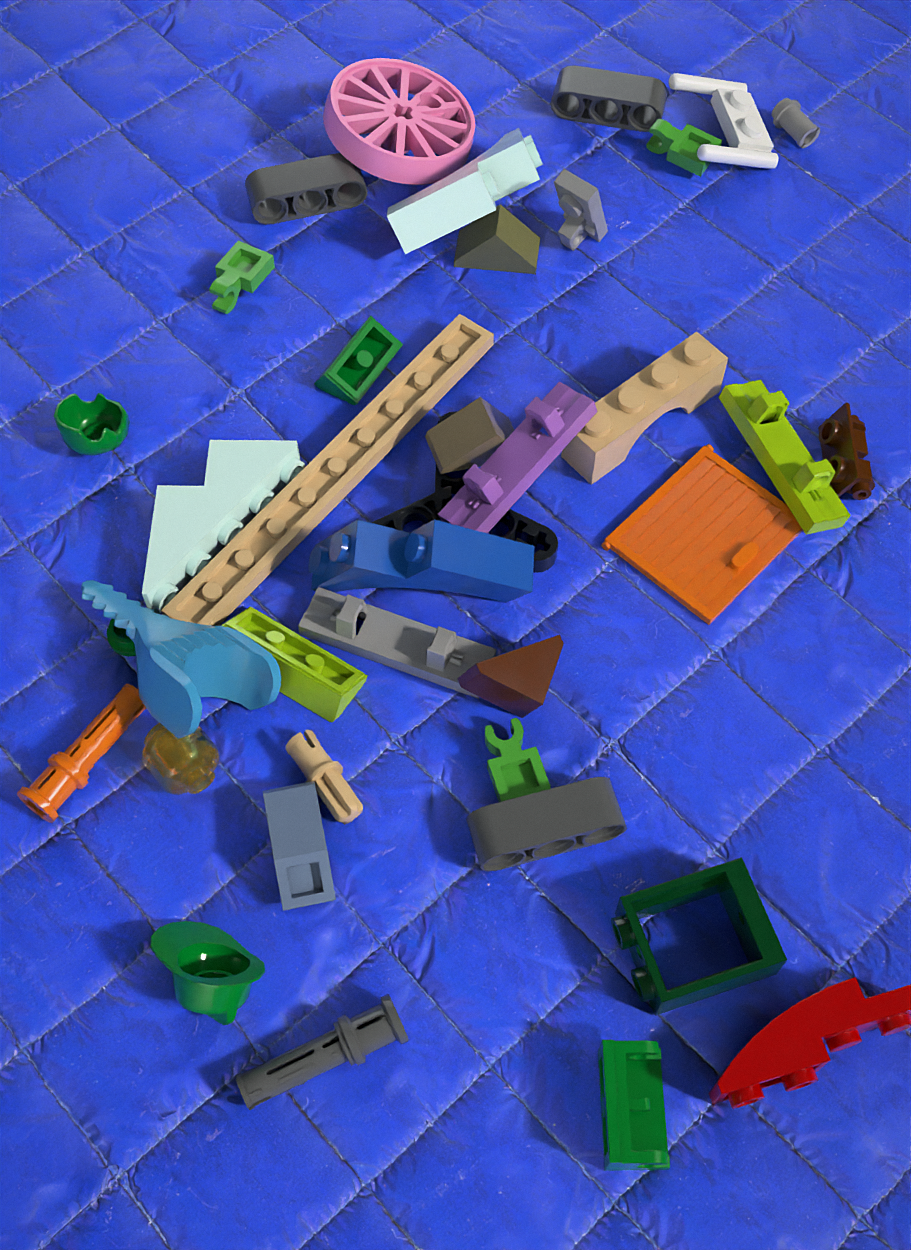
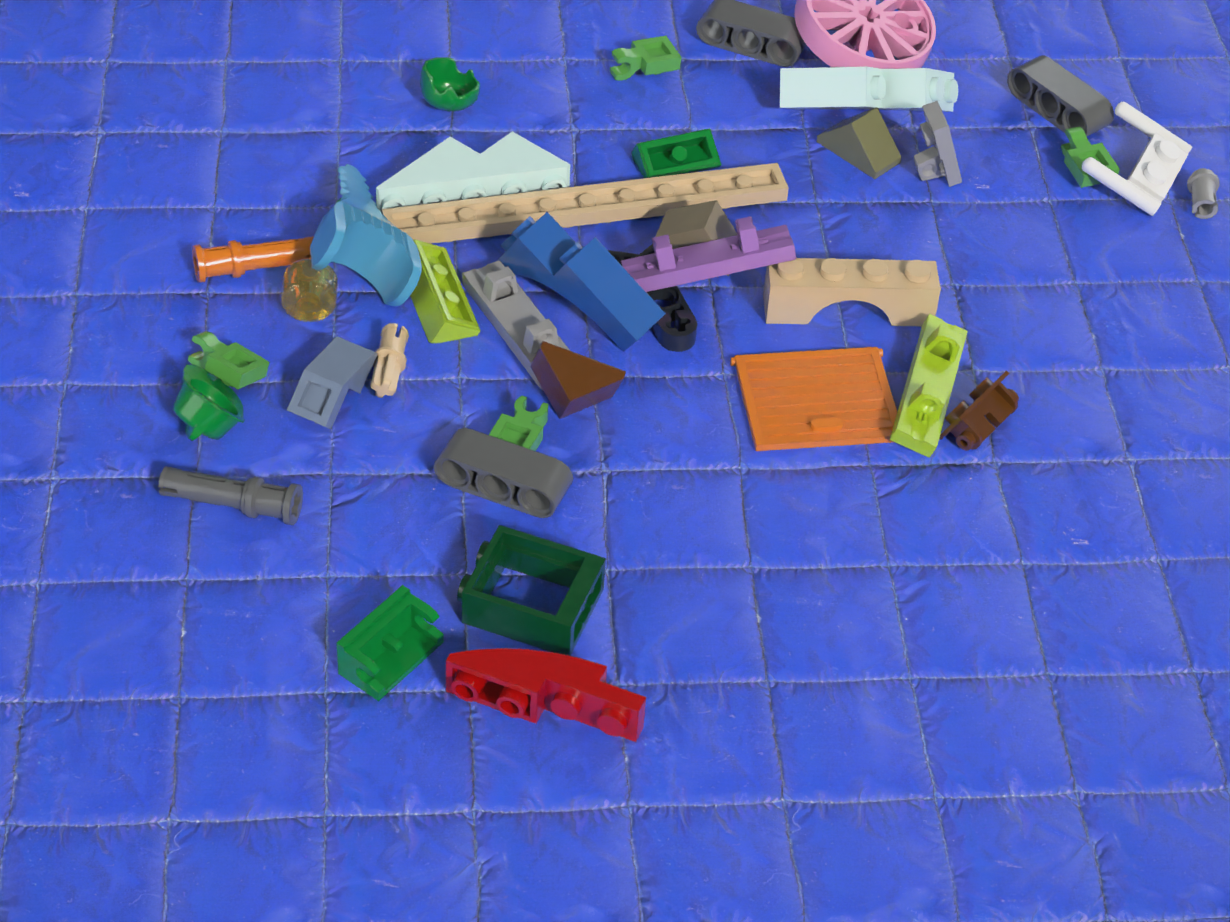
camera: 35 degrees right, 15 degrees down
(181, 900) = (230, 363): none -> bright green plate

